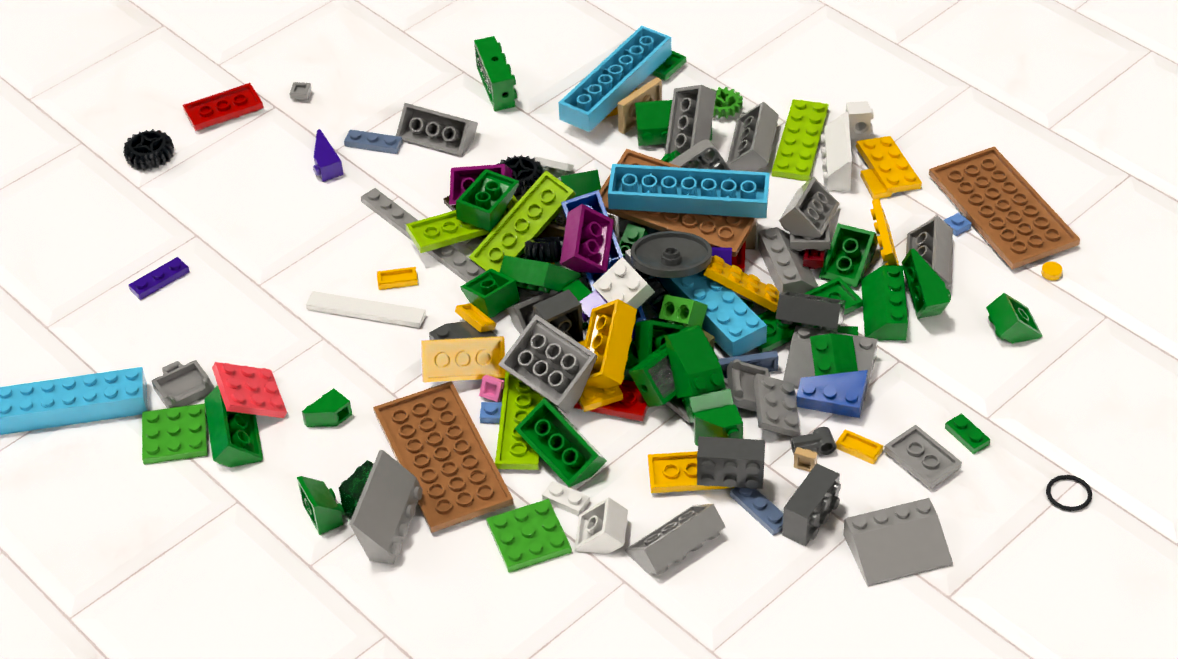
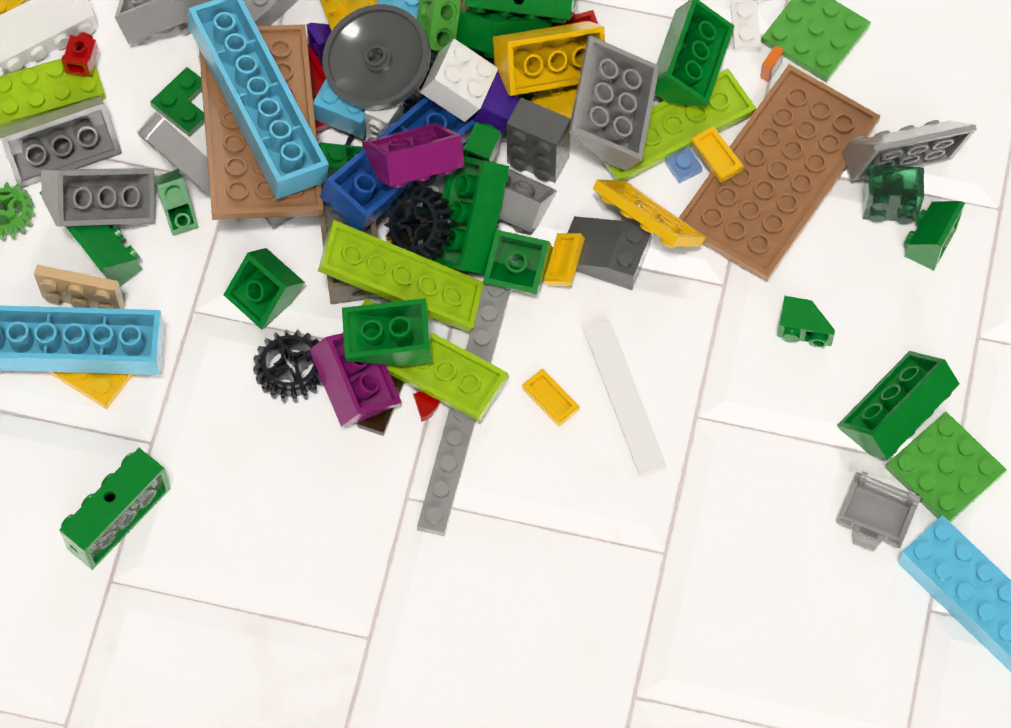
camera: 125 degrees left, 20 degrees up
(158, 278) = (738, 678): dark purple plate -> none
(249, 390) = (845, 413): coral plate -> none
(326, 160) = (404, 625): dark purple slope -> none
(373, 141) = (327, 596): sand blue plate -> none
(436, 129) = (261, 523): light grey slope -> none
(477, 421) = (717, 154): none -> yellow tile
(491, 388) = (655, 178): bright pink tile -> none
(521, 491) = (771, 63): none -> orange tile
(560, 167) = (243, 339): white plate -> none
(801, 159) = (80, 55): none -> red brick

